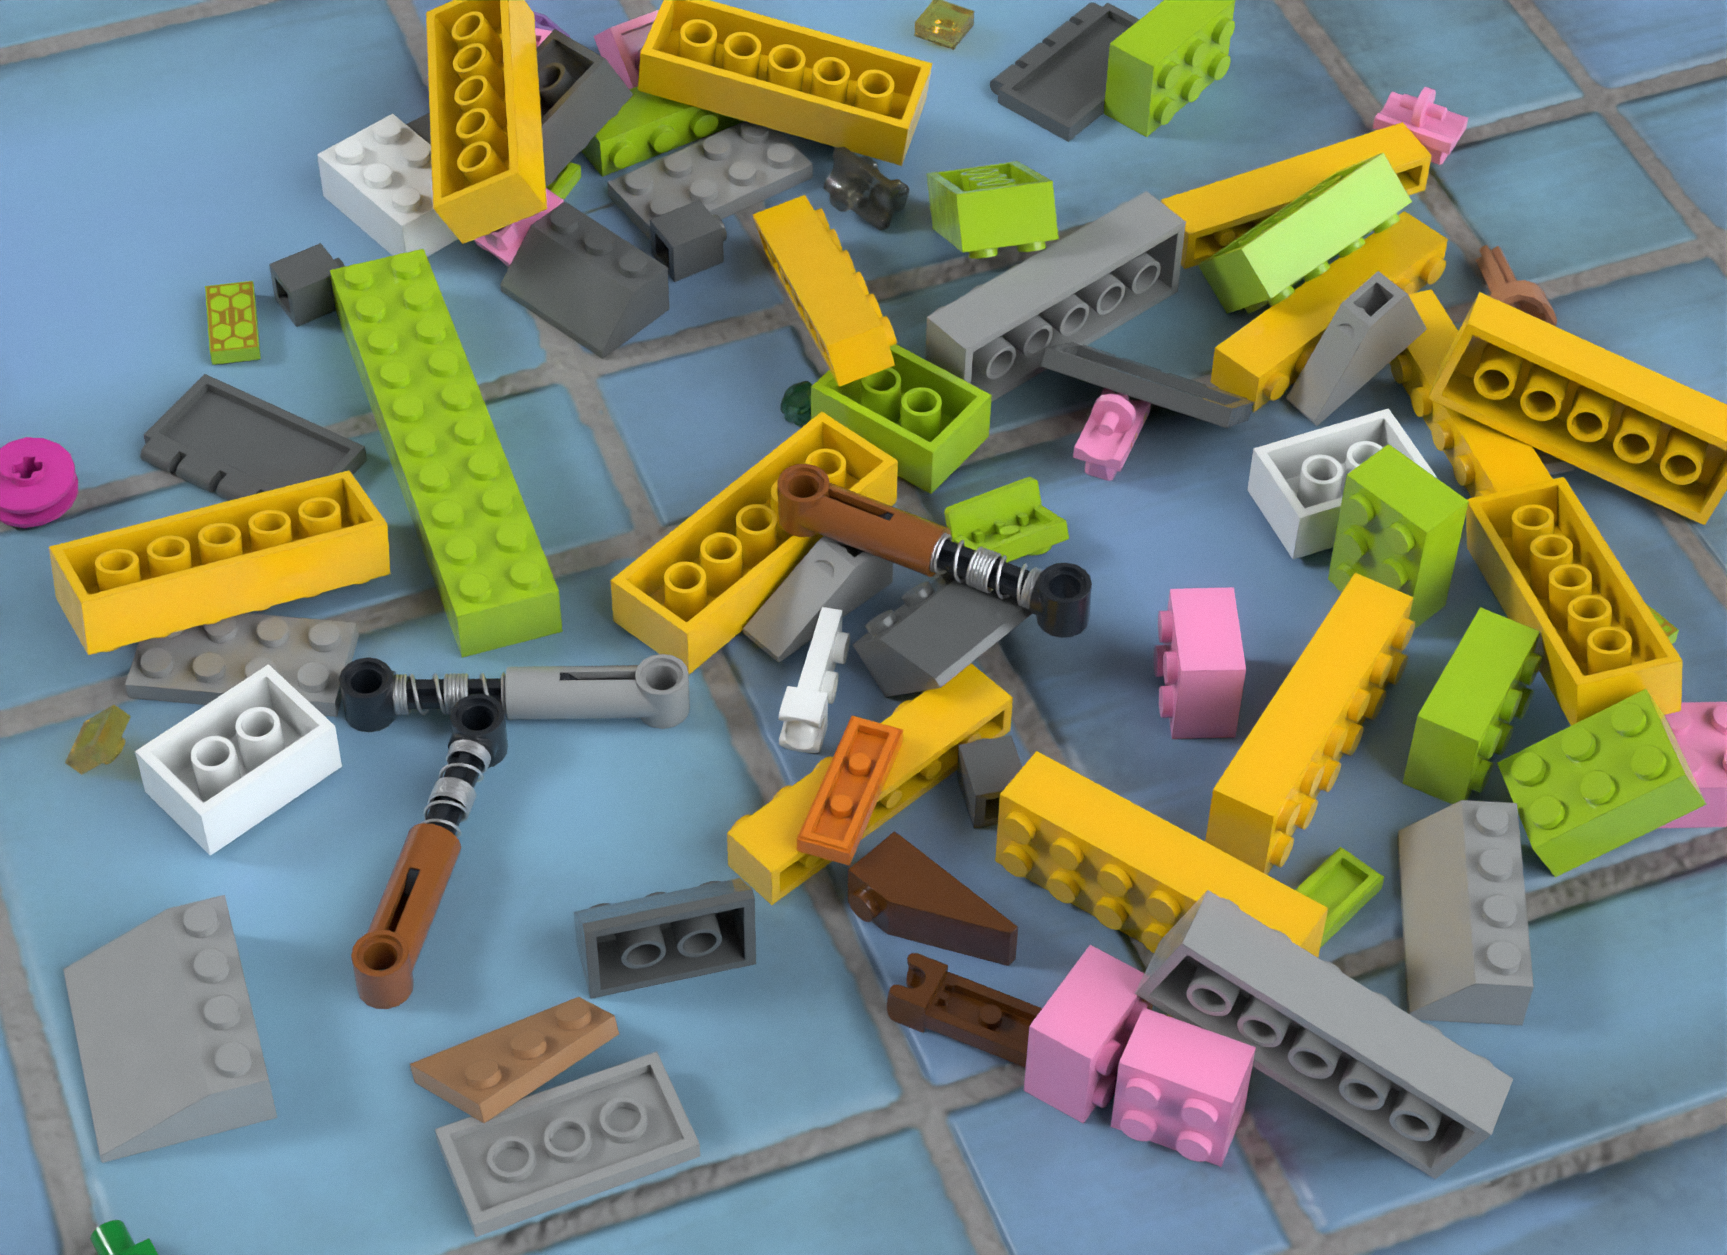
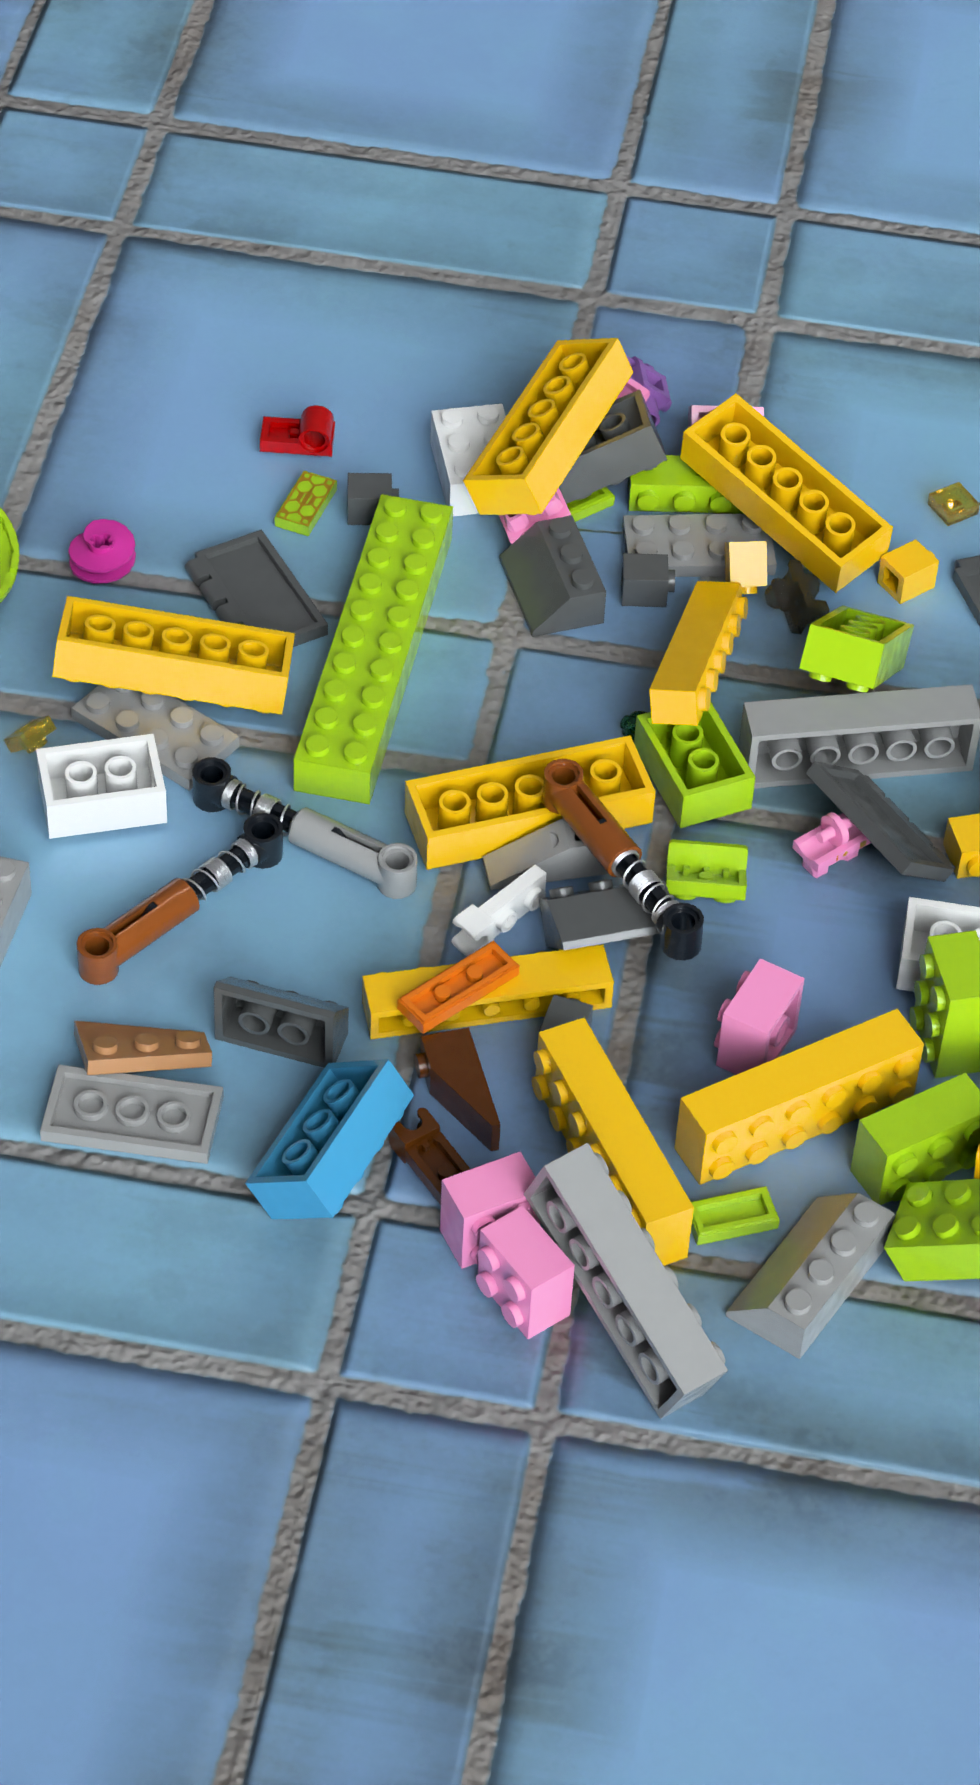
camera: 30 degrees right, 0 degrees up
(180, 245) = (305, 436): none -> red plate
(787, 173) = (746, 564): none -> yellow brick
(842, 1049) = (330, 1140): none -> dark azure brick
(956, 111) = (908, 571): none -> yellow brick

